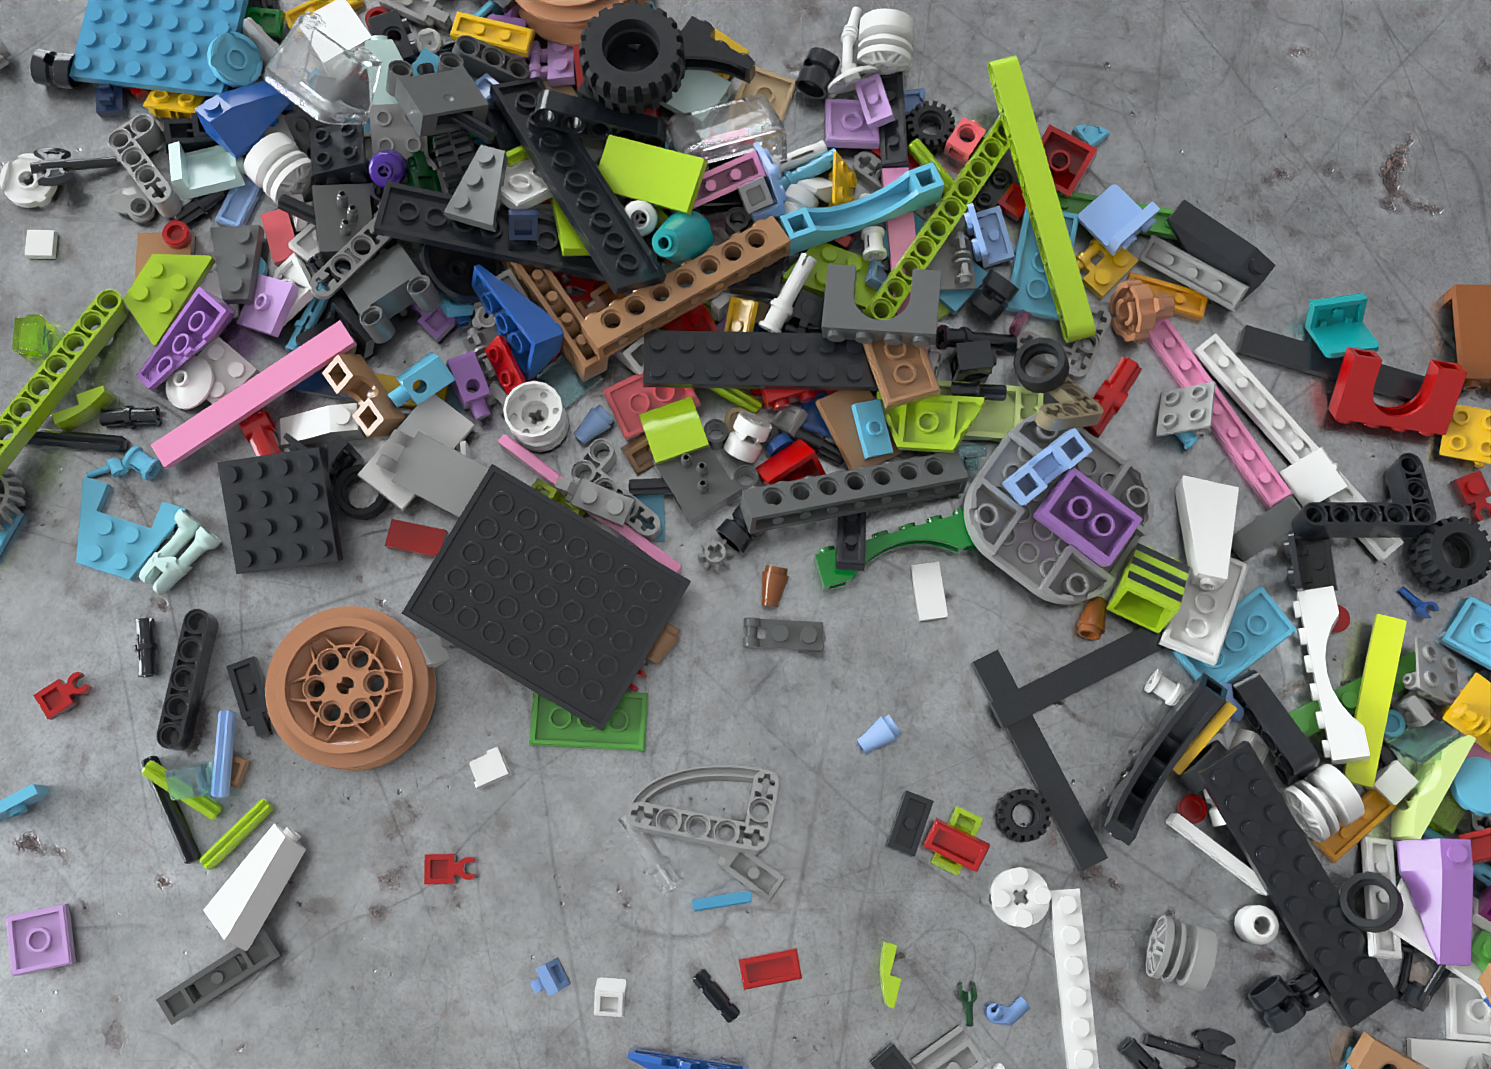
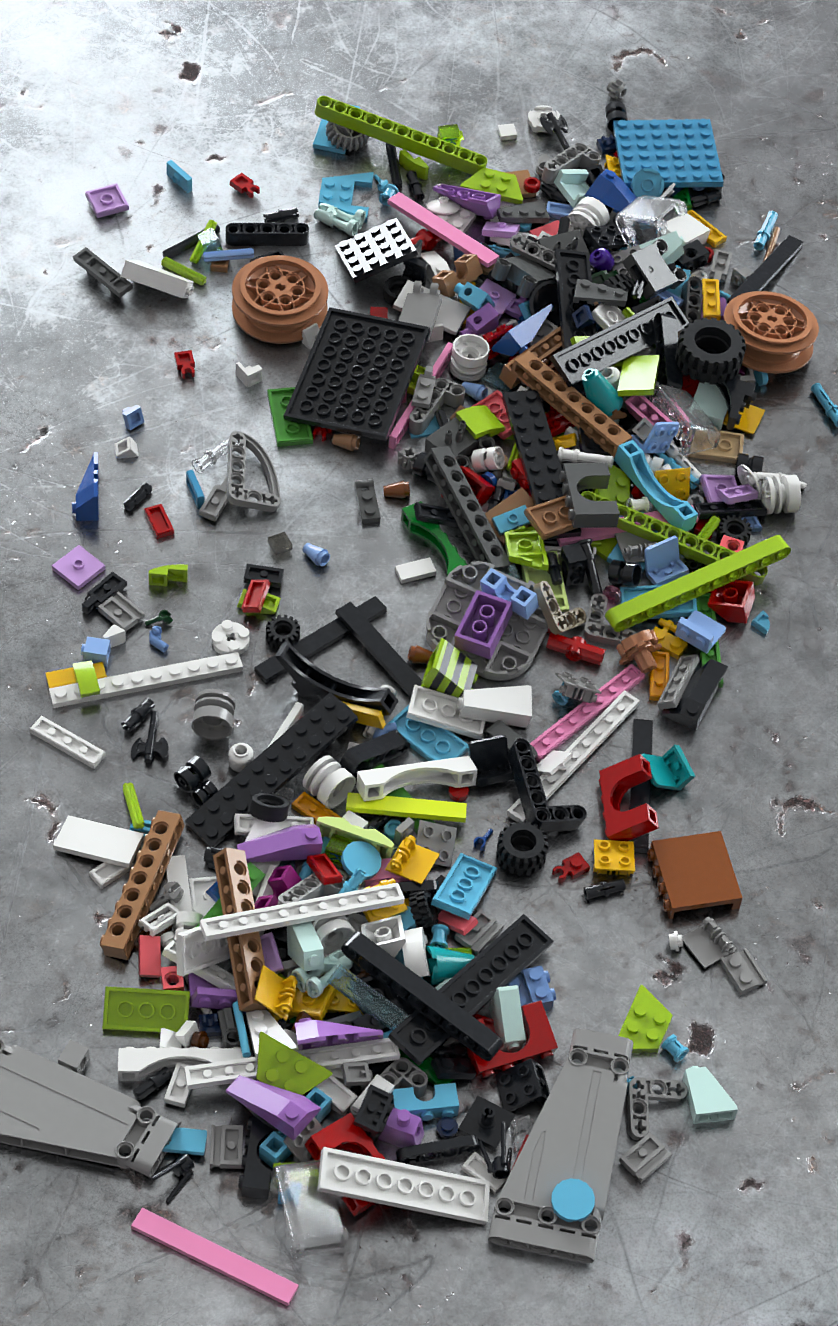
camera: 75 degrees right, 25 degrees down
(406, 347) = (498, 294): none -> lavender plate
(850, 786) = (280, 543): none -> clear smoke plate
(1030, 350) = (582, 599): black tyre -> none

